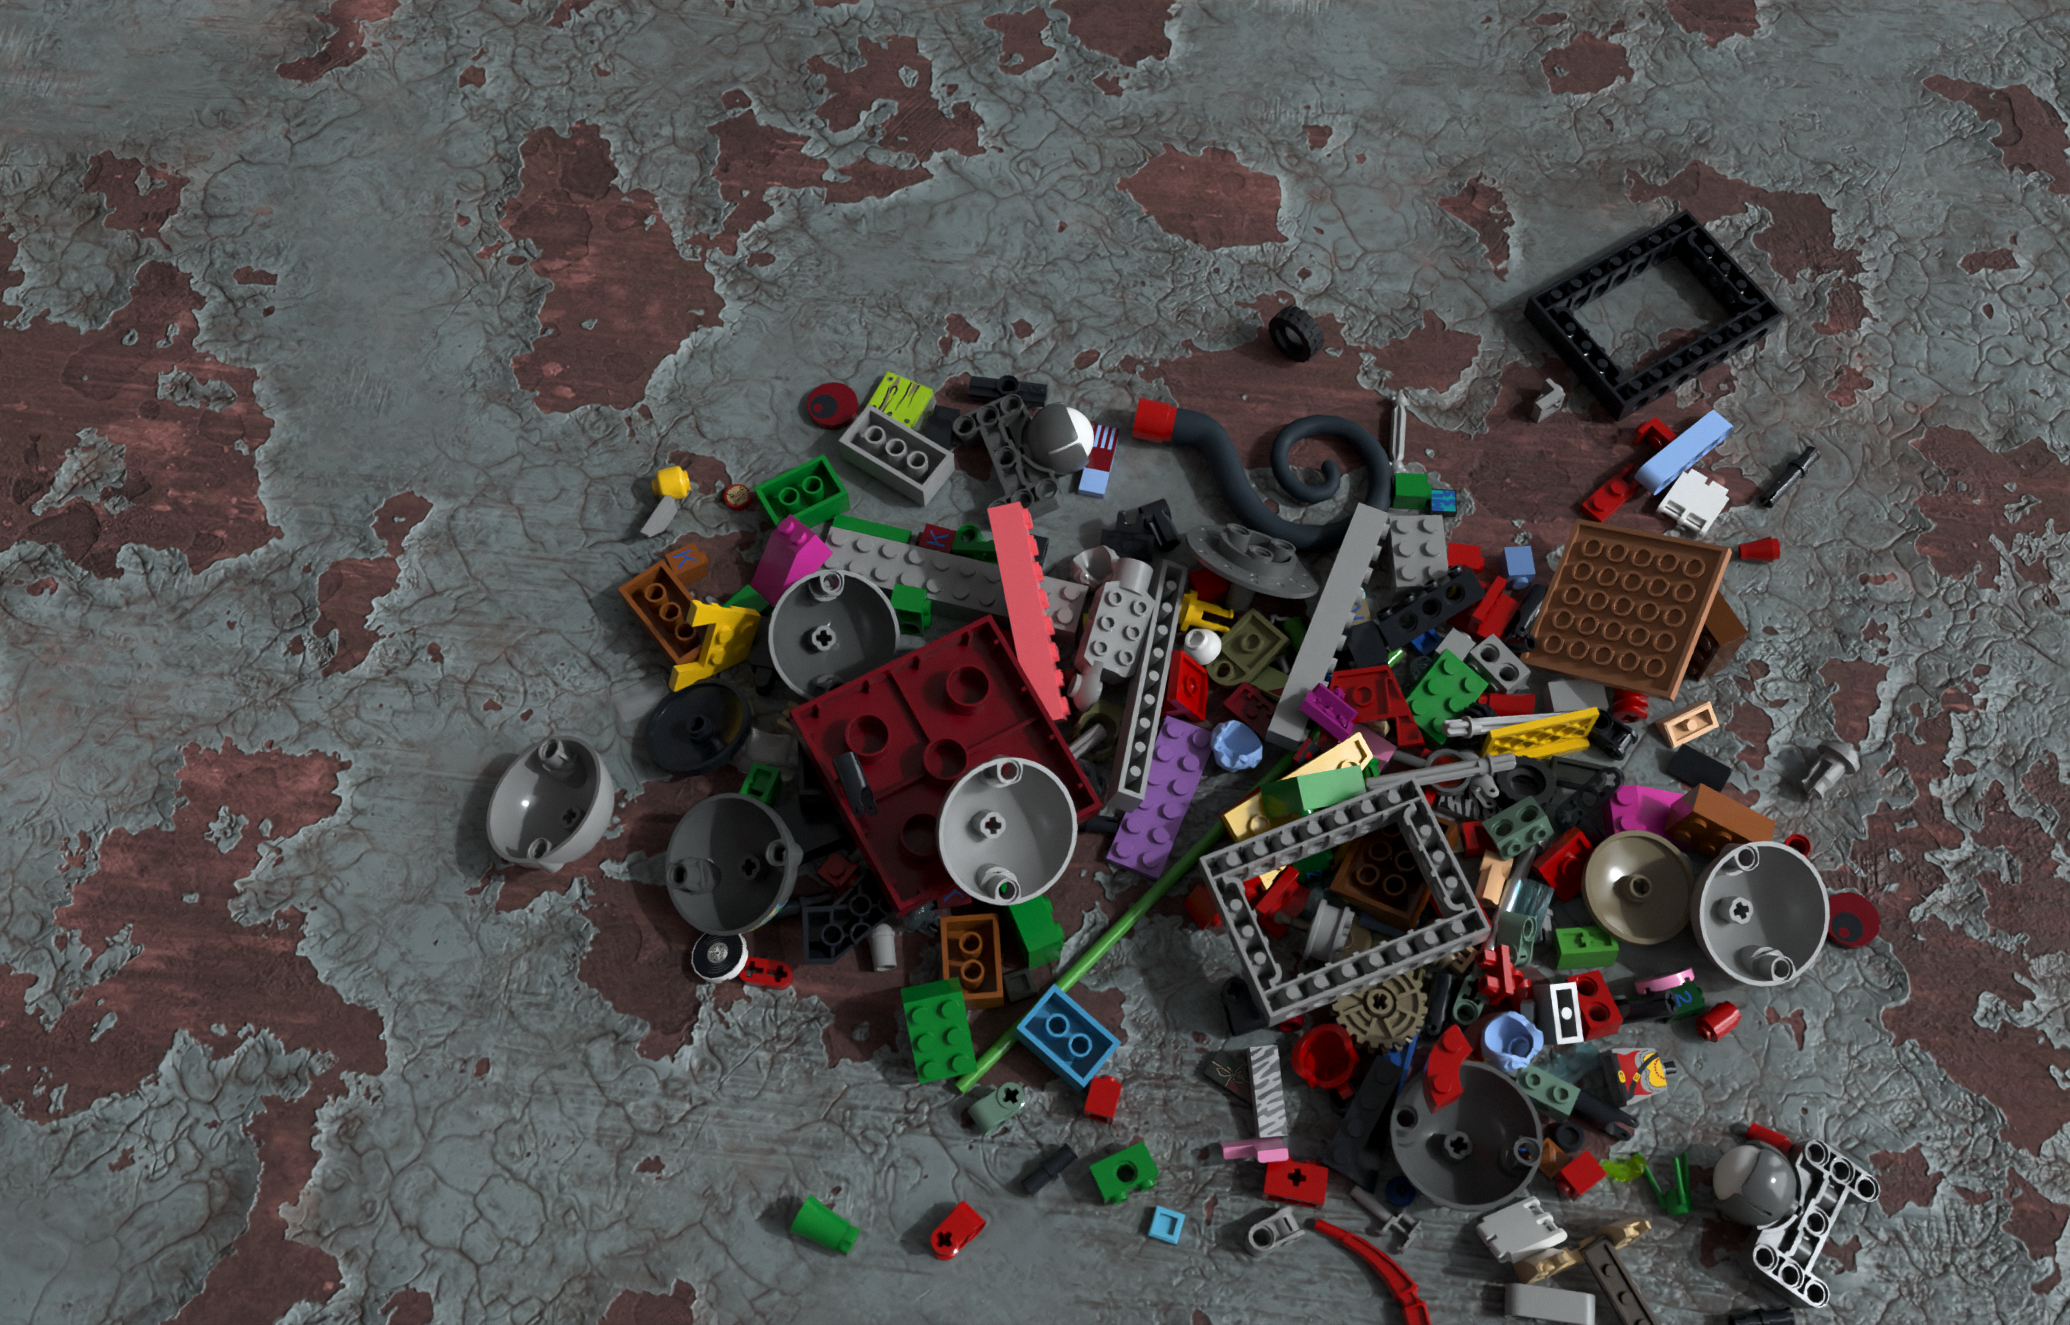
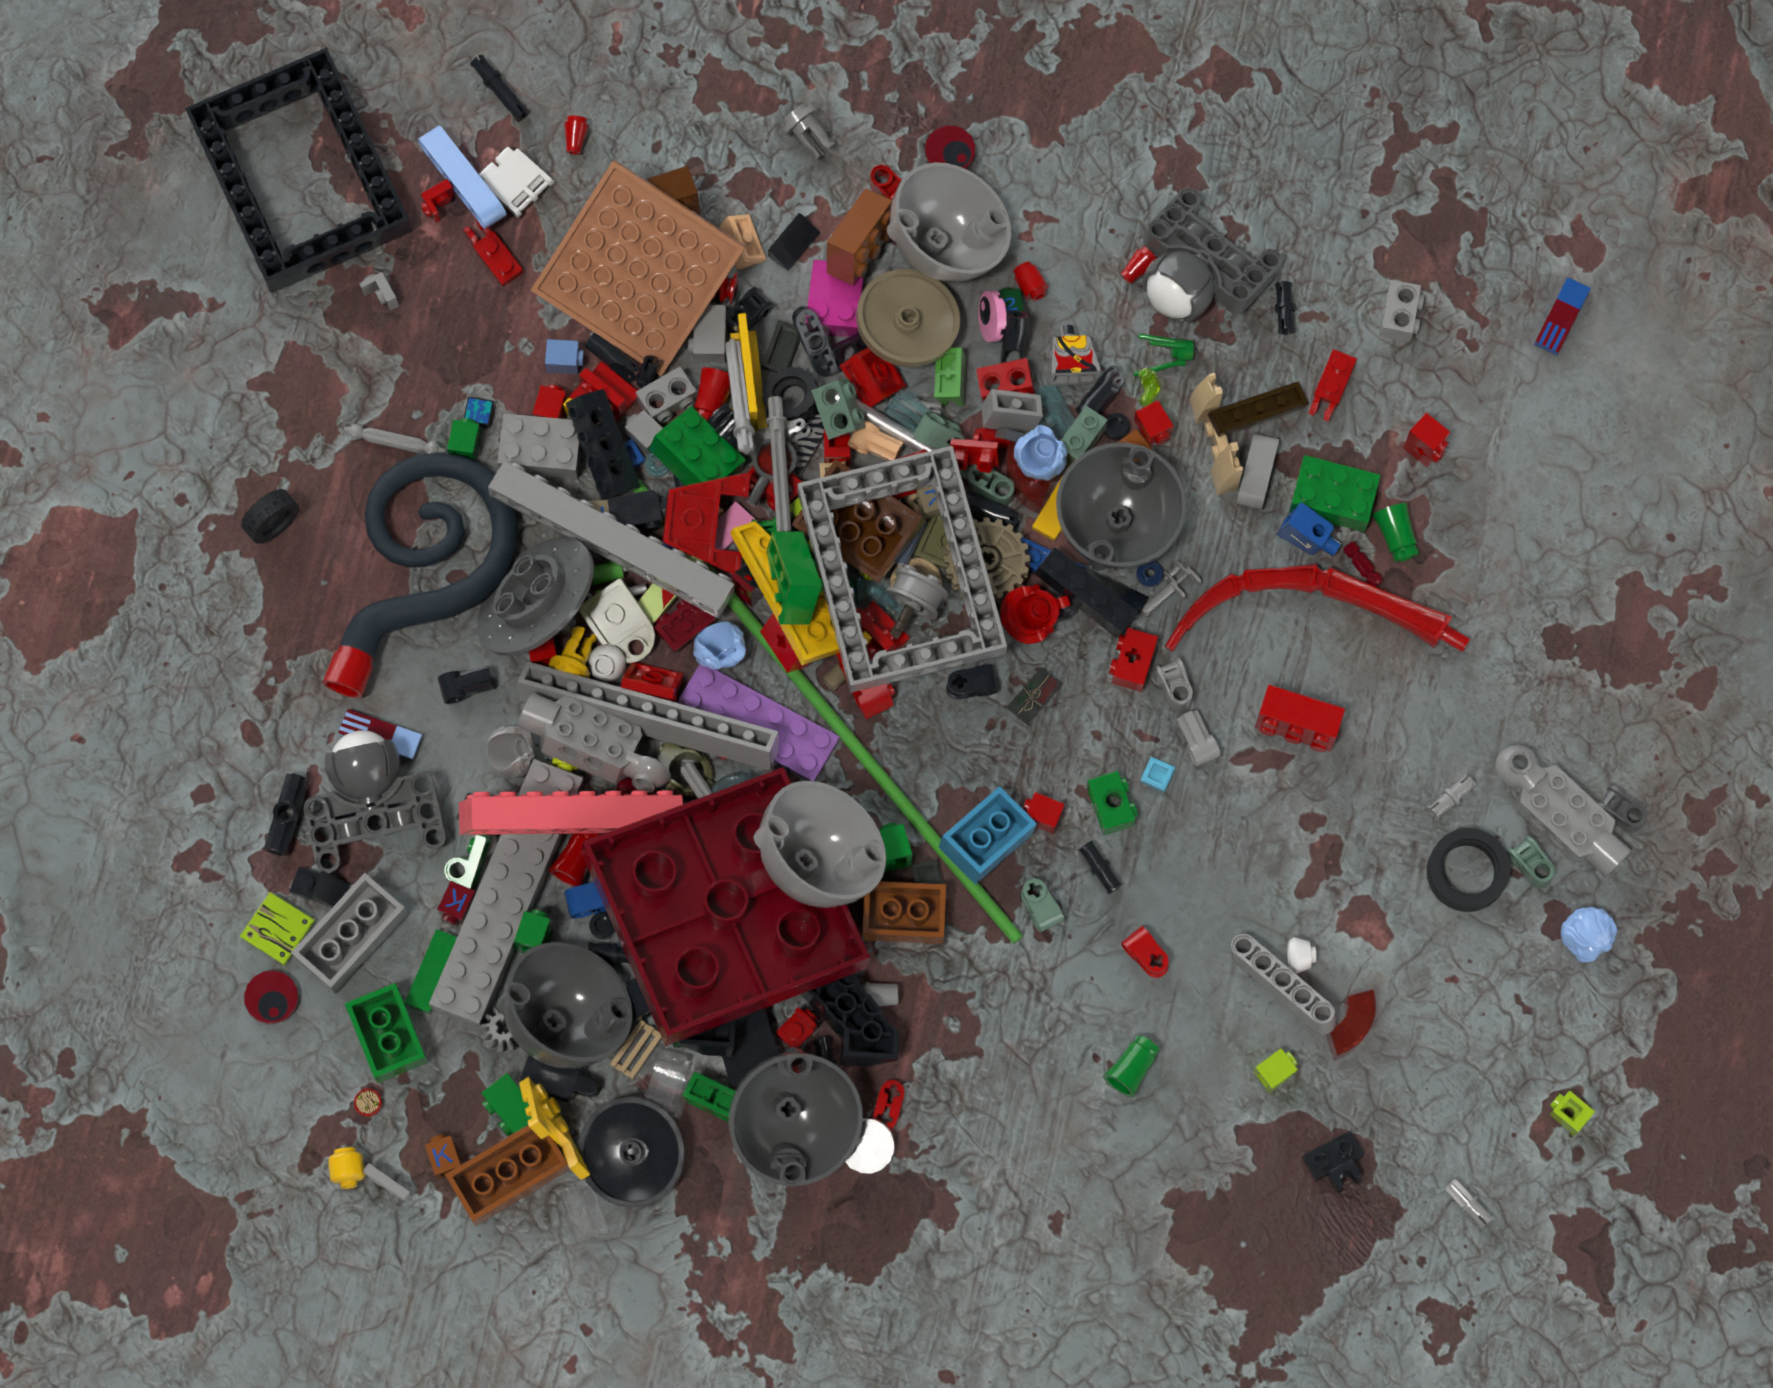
camera: 85 degrees left, 10 degrees up
(551, 816) = (698, 1310): light grey piece -> none
(788, 557) = (465, 1050): dark pink slope -> none
(854, 784) = (750, 981): black piece -> none
(939, 1030) = (971, 944): green brick -> none
(1128, 539) = (479, 715): black plate -> none
(1206, 1270) = (1200, 744): none -> light grey piece
(1263, 1149) = (1102, 678): bright pink tile -> none
(1266, 1091) = (1051, 670): light grey tile -> none
(1329, 710) = (709, 551): magenta slope -> none
(1441, 1069) = (1068, 511): red brick -> none
(1518, 1232) = (1200, 480): white plate -> none

